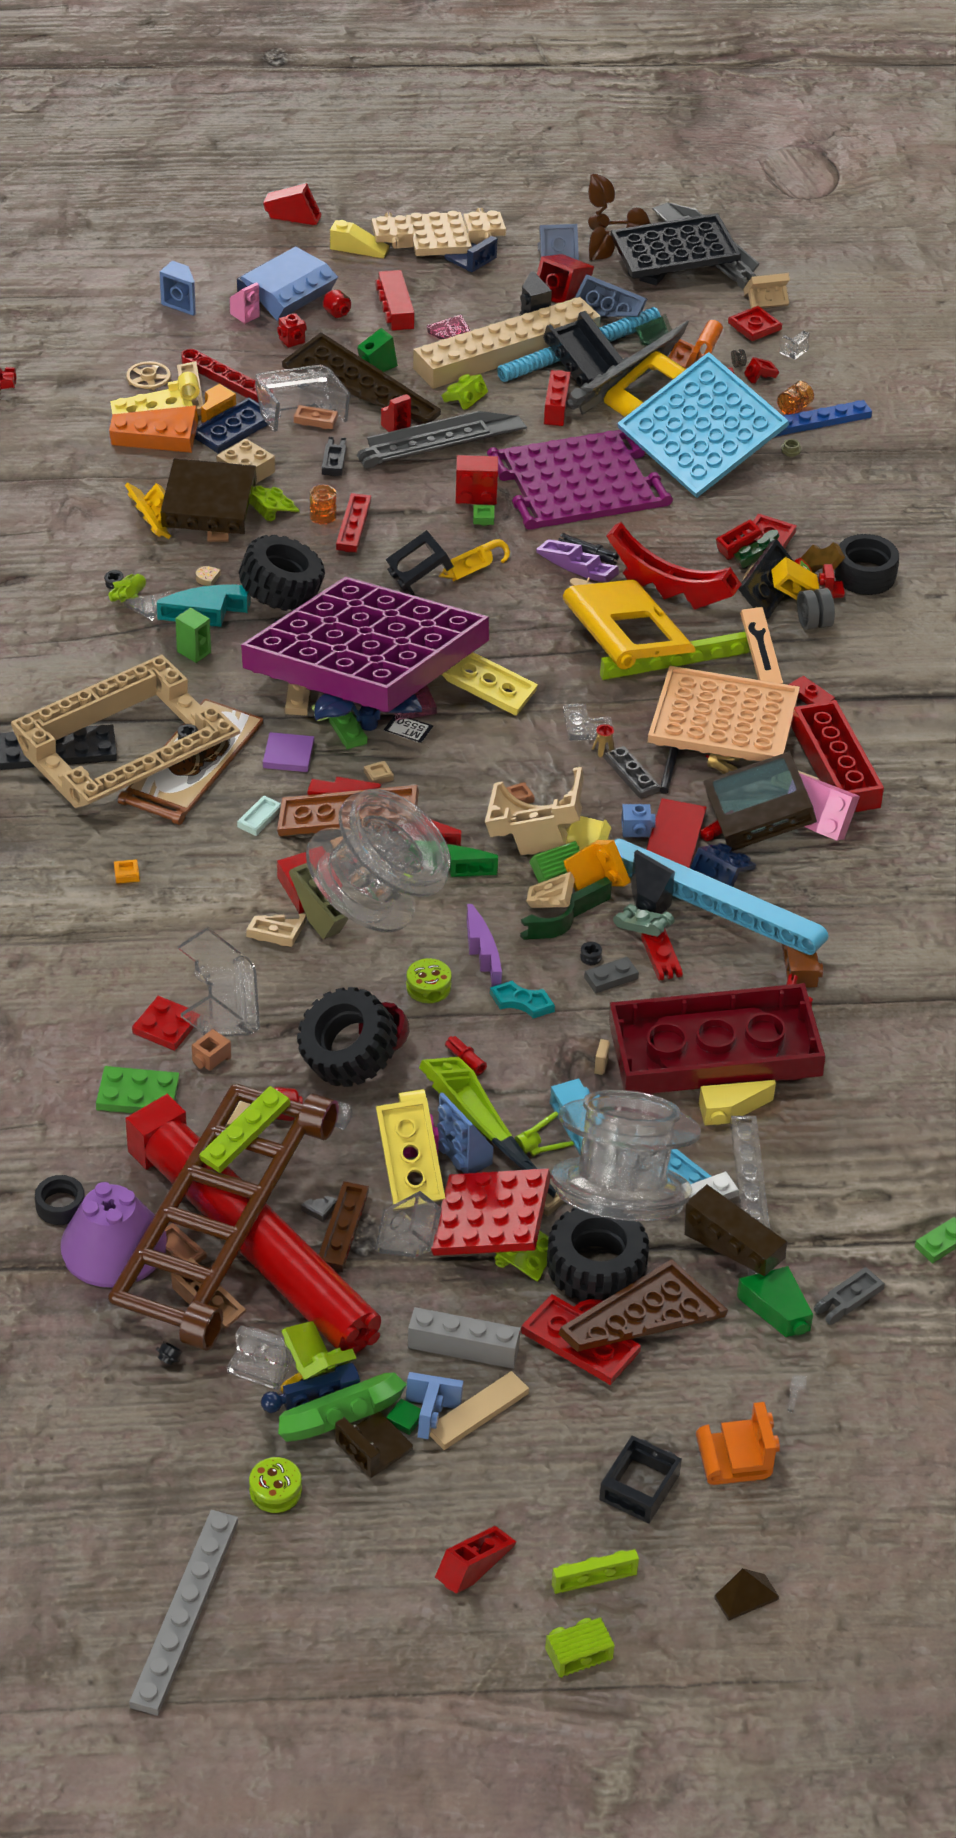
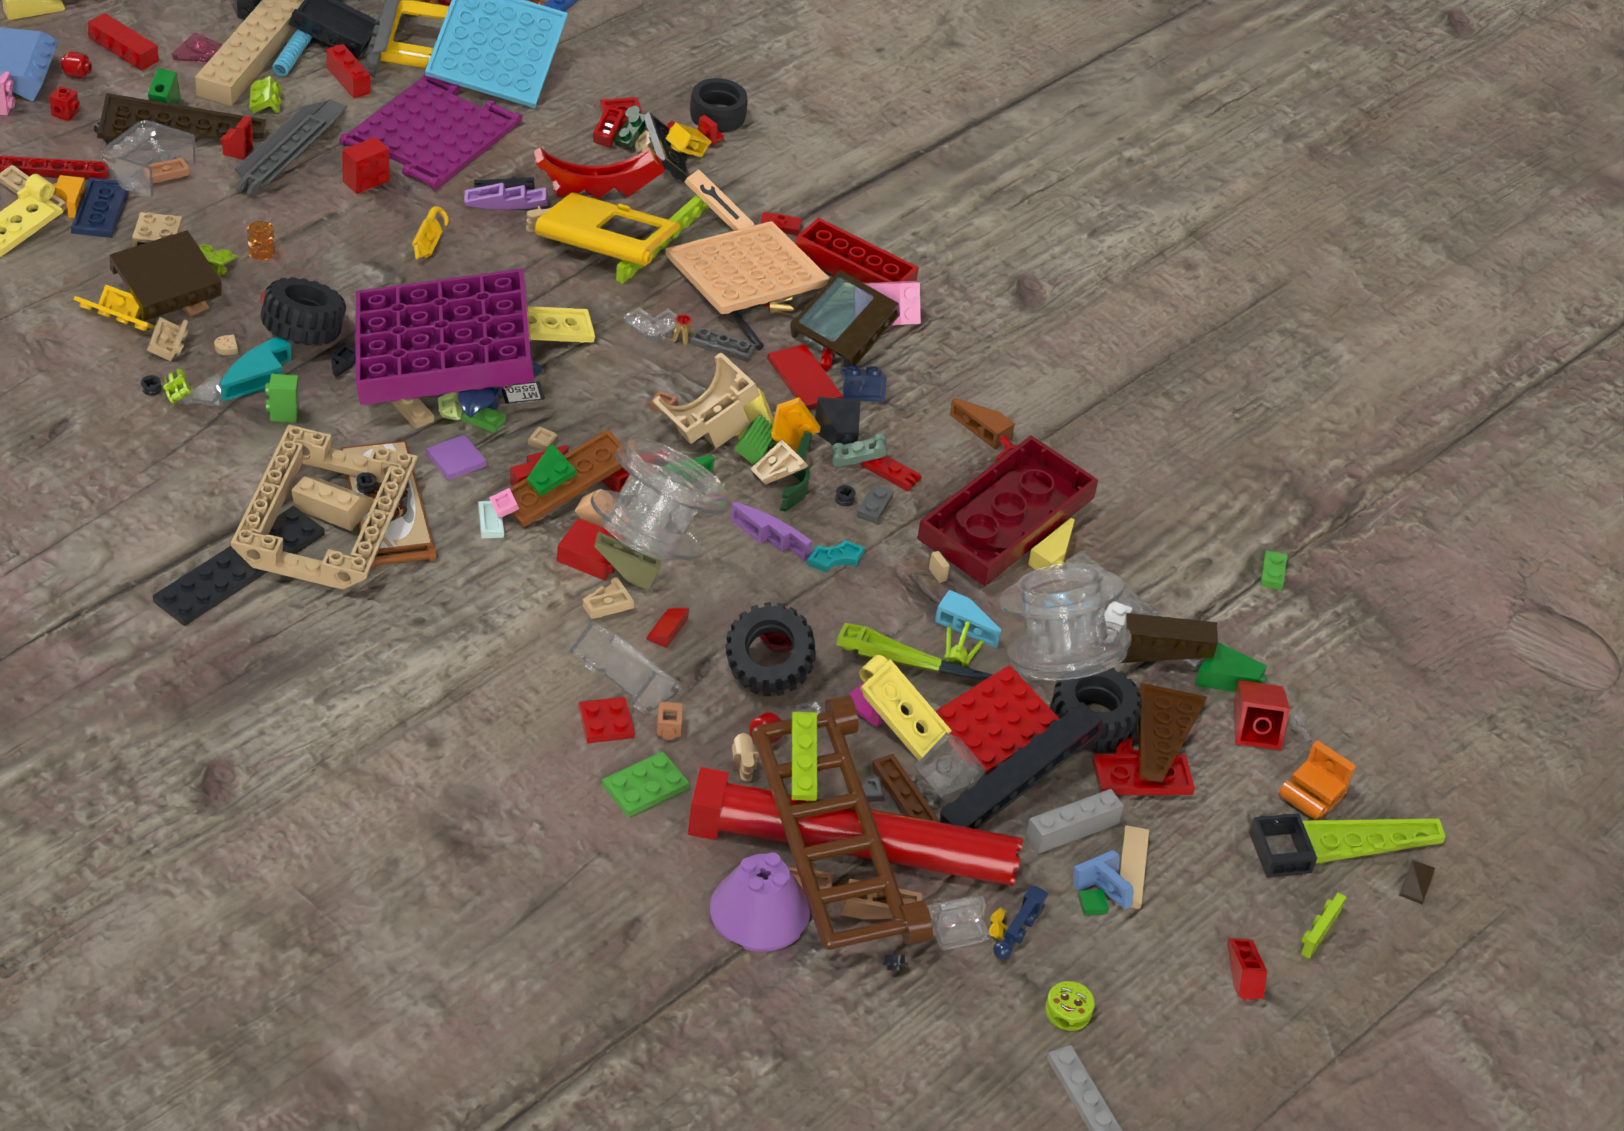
camera: 45 degrees left, 0 degrees up
(54, 1185) = (692, 885): black tyre -> none
(126, 871) = (438, 619): light orange tile -> none
(141, 729) = (330, 502): none -> tan slope
(156, 429) = (47, 238): orange wedge -> none
(163, 548) = (167, 338): none -> tan bracket
(274, 805) = (504, 503): none -> bright pink plate
(305, 978) = (668, 626): none -> red slope
(310, 1352) = (1014, 901): lime bracket -> none
(330, 798) = (550, 472): none -> green wing
(334, 458) = (220, 197): black hinge -> none
(351, 1402) = (1054, 921): bright green brick -> none
(353, 522) = (299, 245): red plate -> none
(372, 1443) = (1097, 934): dark brown bracket -> none
(409, 577) = (414, 242): black panel -> none
(428, 980) = (761, 578): lime head -> none
(453, 1263) = (1023, 769): none -> black brick
(461, 1139) = (927, 674): medium blue slope -> none
(467, 1054) = (840, 617): red axle -> none
(483, 514) = (394, 192): bright green plate -> none
(579, 1646) = (1368, 981): lime brick -> none
(637, 820) = (773, 378): medium blue brick -> none
(728, 1520) = (1357, 838): none -> lime wing
(735, 904) = (918, 404): medium azure beam -> none
(758, 1353) = (1260, 714): none -> red slope
(791, 447) = (566, 38): olive plate -> none
(815, 608) = (723, 155): dark grey wheel -> none
(818, 557) = (690, 112): pearl gold tile -> none
(849, 1295) = (1264, 639): dark grey hinge -> none

